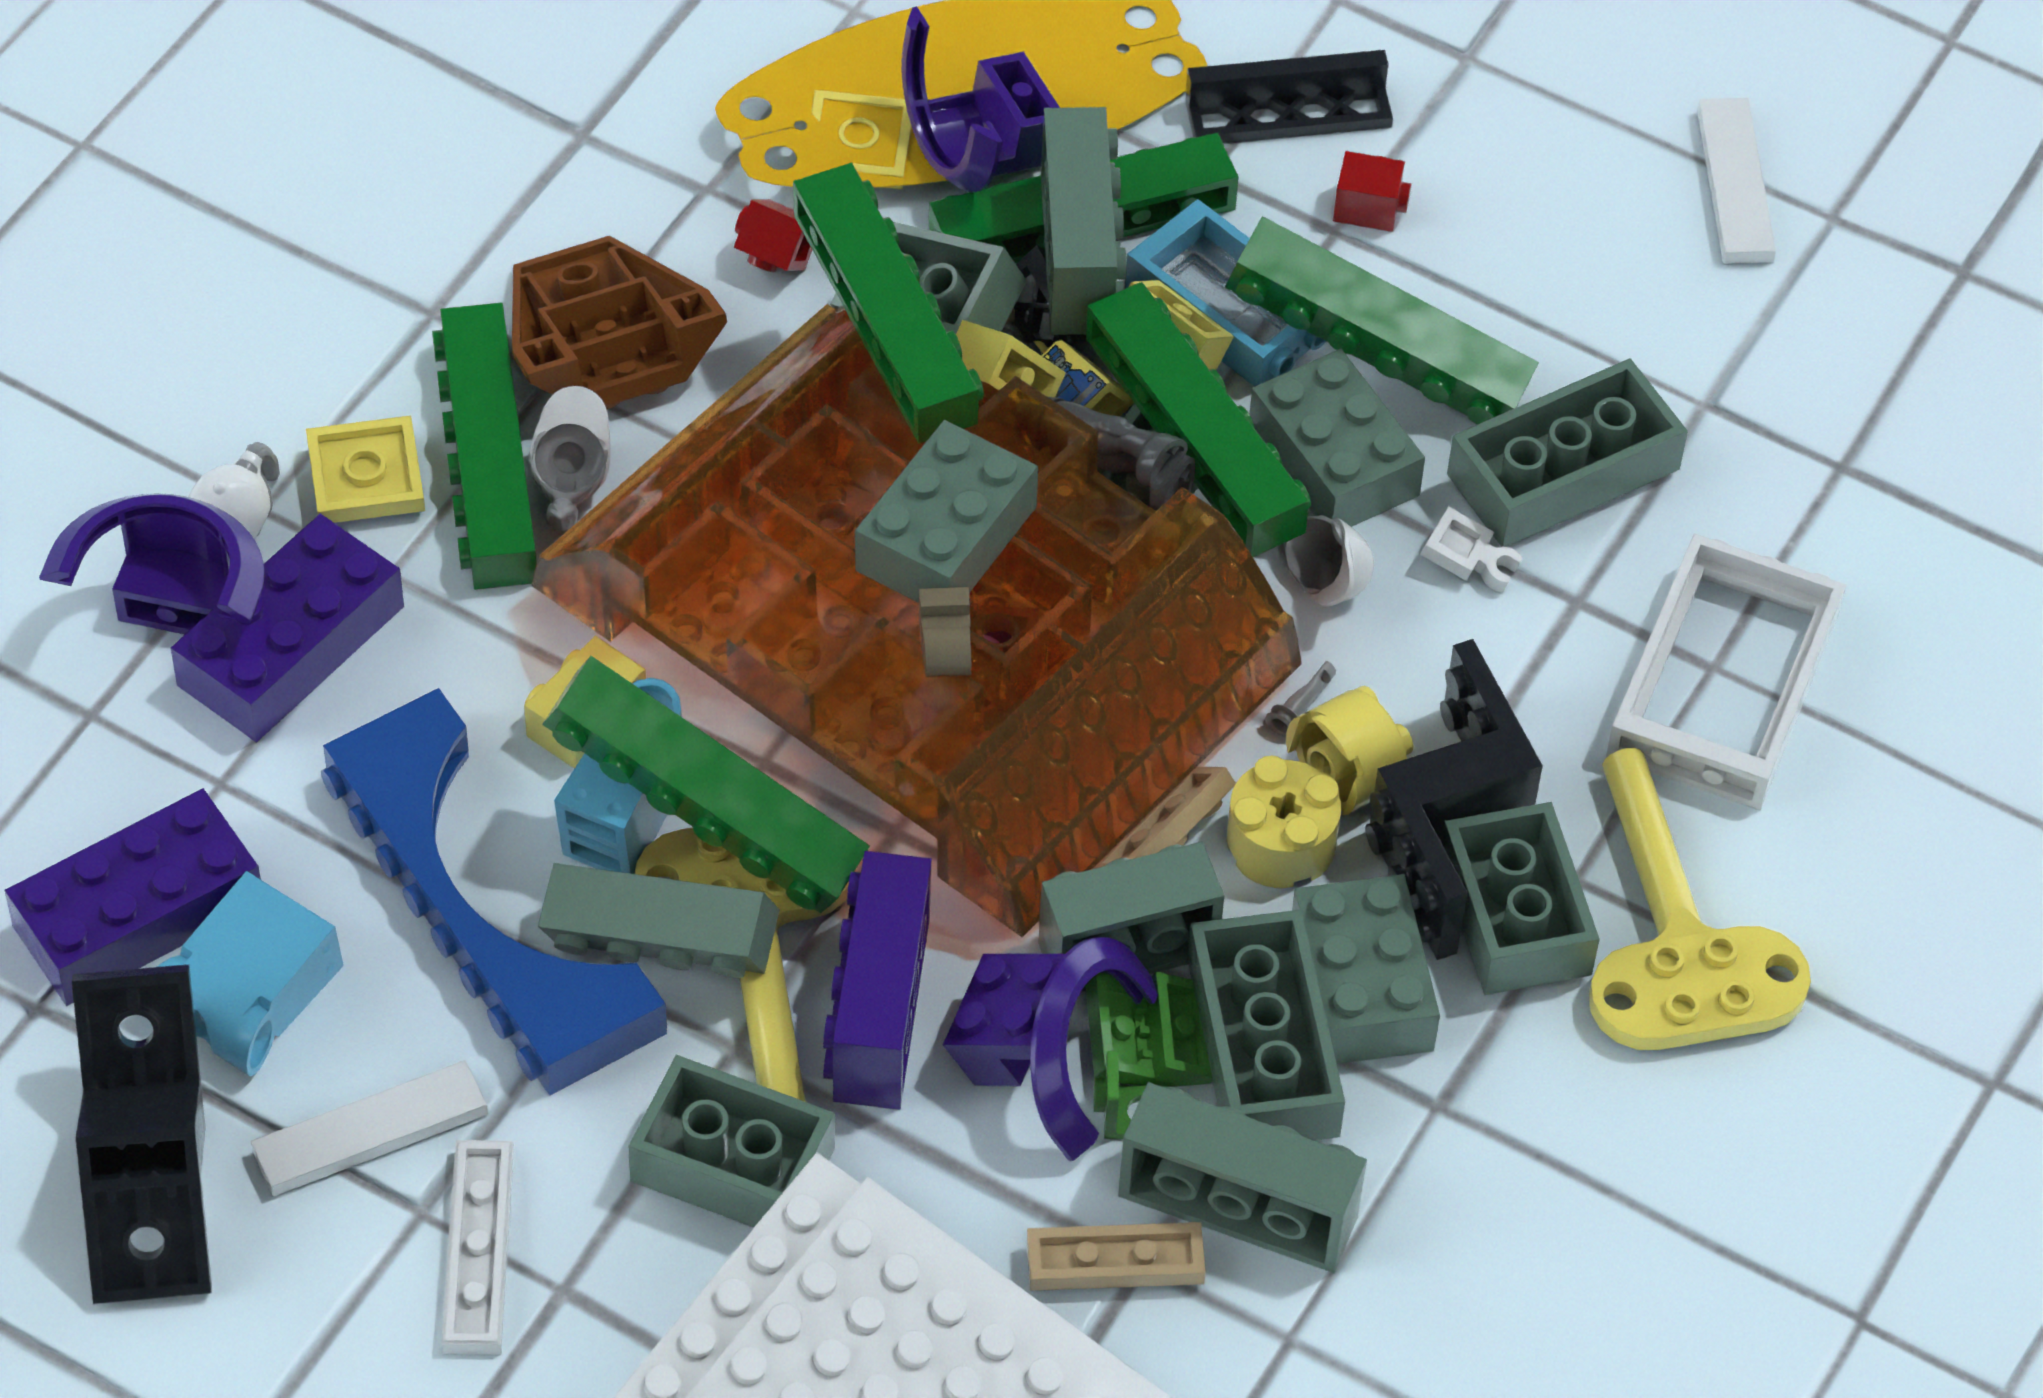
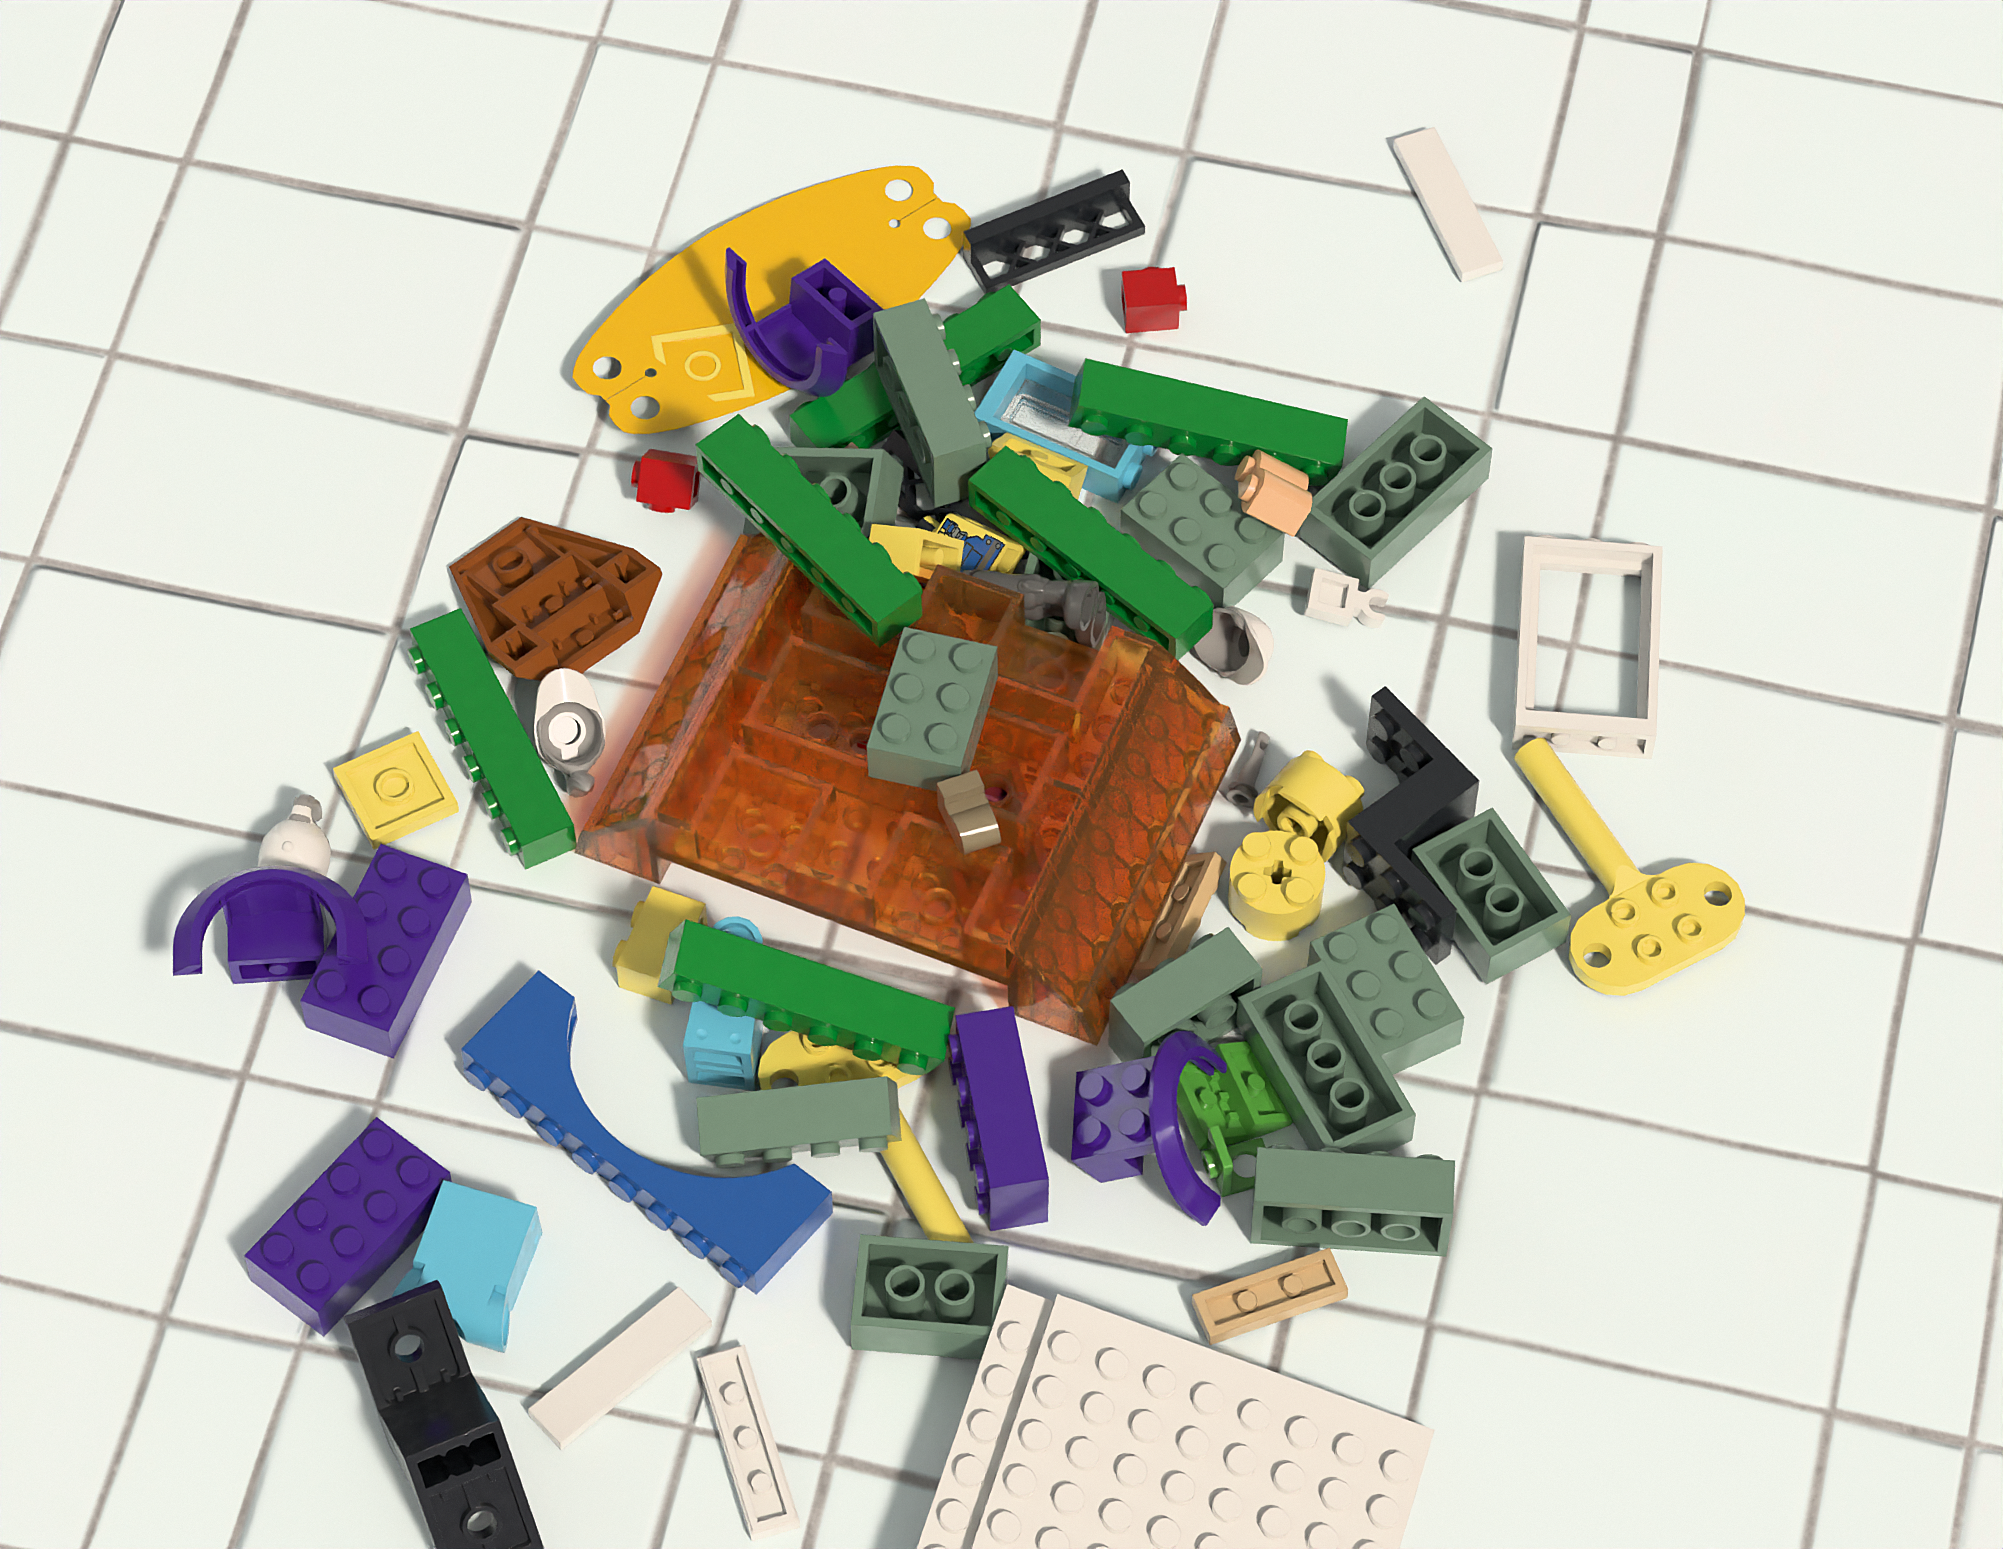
camera: 15 degrees left, 5 degrees up
(1425, 411) = (1273, 492): none -> light nougat brick

